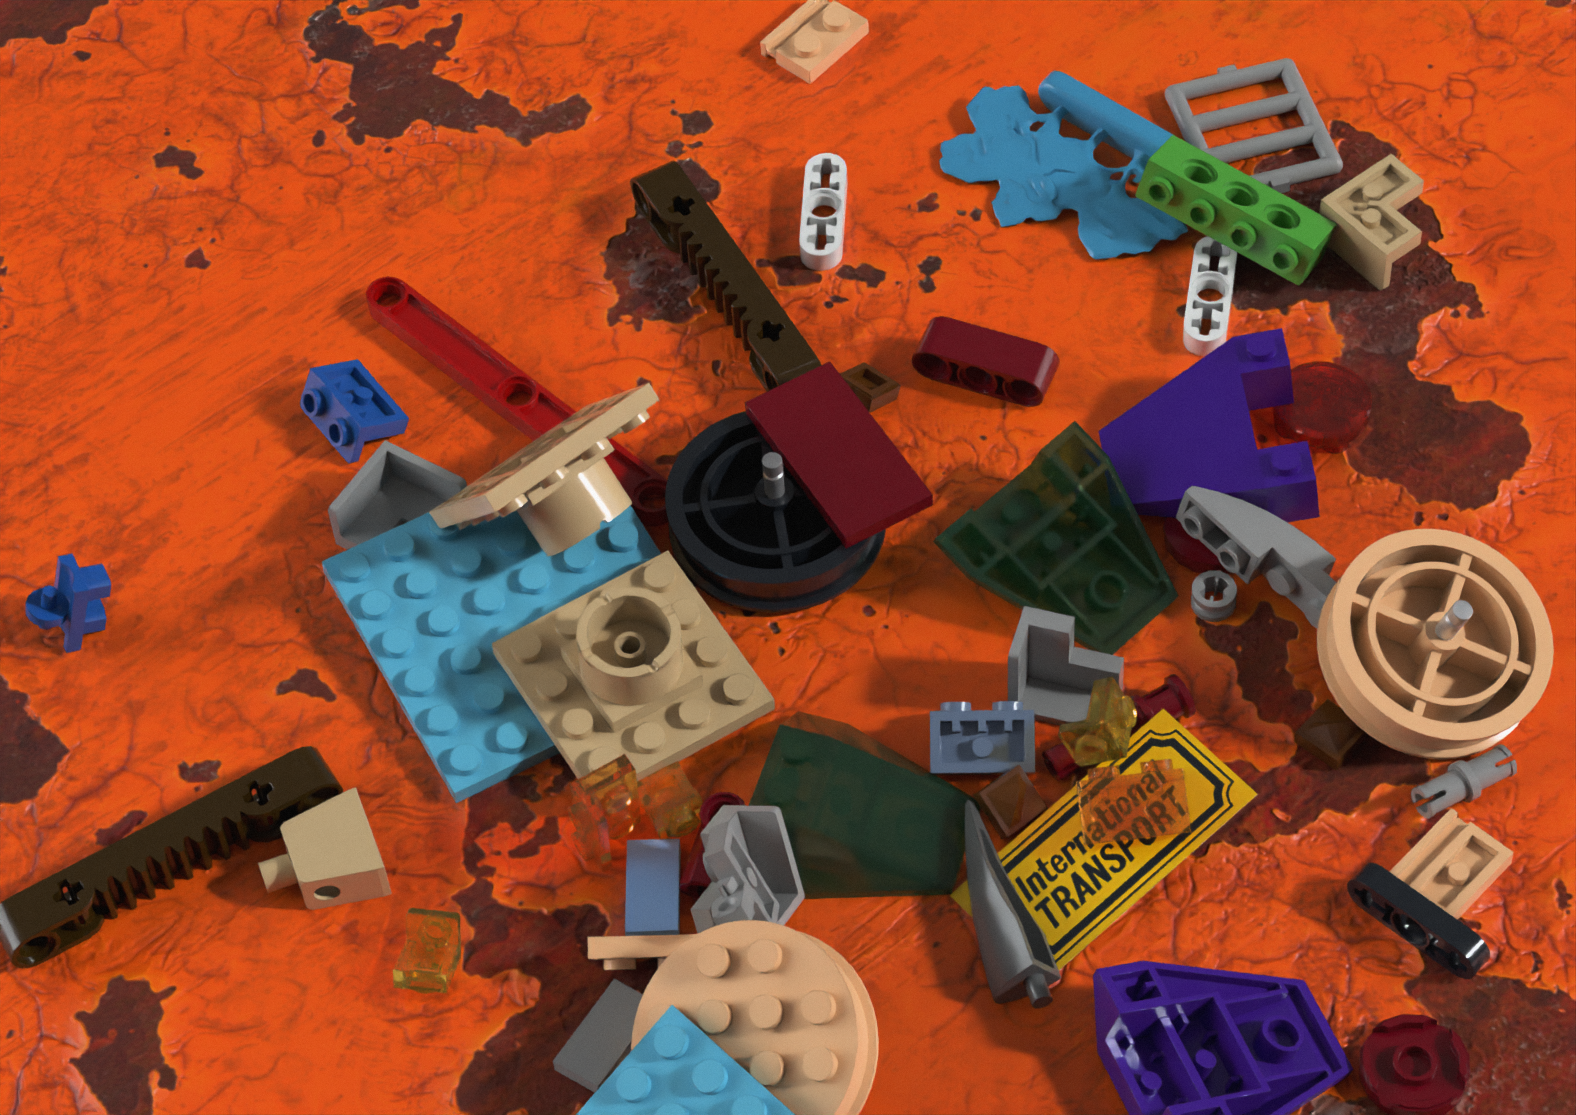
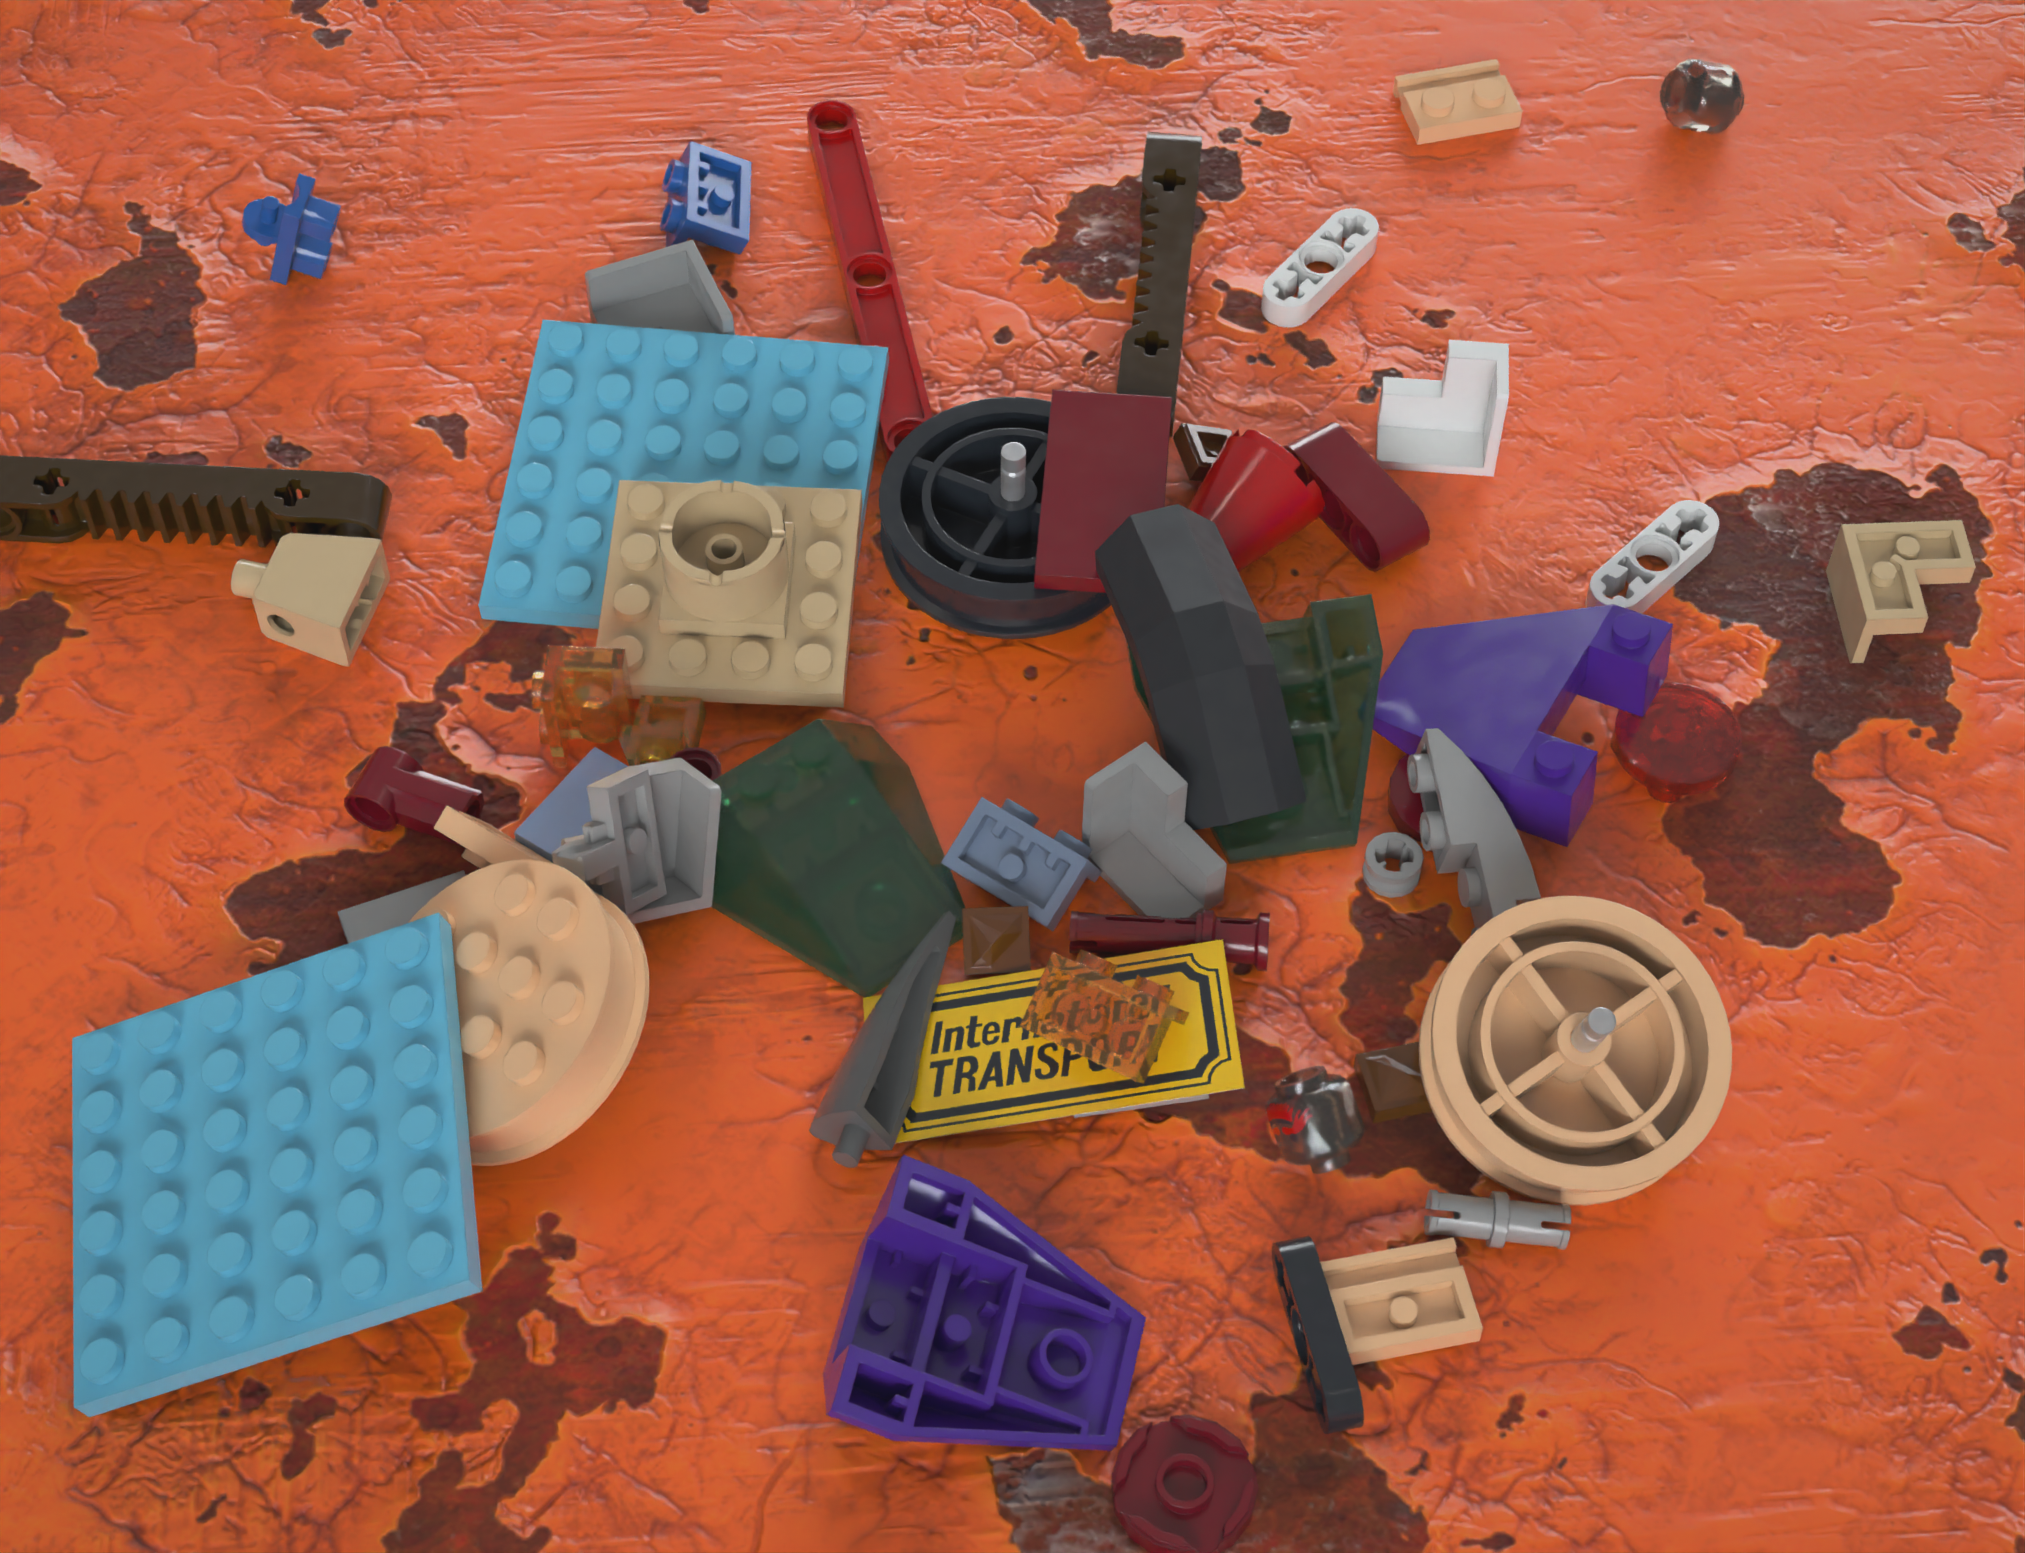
camera: 30 degrees right, 0 degrees up
(429, 951) = (319, 740): clear yellow bracket -> none
(519, 955) = (399, 792): none -> dark red piece
(559, 479) = (789, 349): tan piece -> none
(930, 410) = (1256, 496): none -> red cone
(1008, 530) = (1202, 665): none -> black piece
(1011, 271) = (1448, 422): none -> white panel
(1051, 172) = (1595, 356): dark azure plant -> none
(1106, 729) = (1140, 917): clear yellow bracket -> none
(1235, 209) = (1743, 488): bright green brick -> none
(1297, 99) = (1828, 489): light grey bar -> none
(1310, 787) = (1315, 1119): none -> clear smoke head

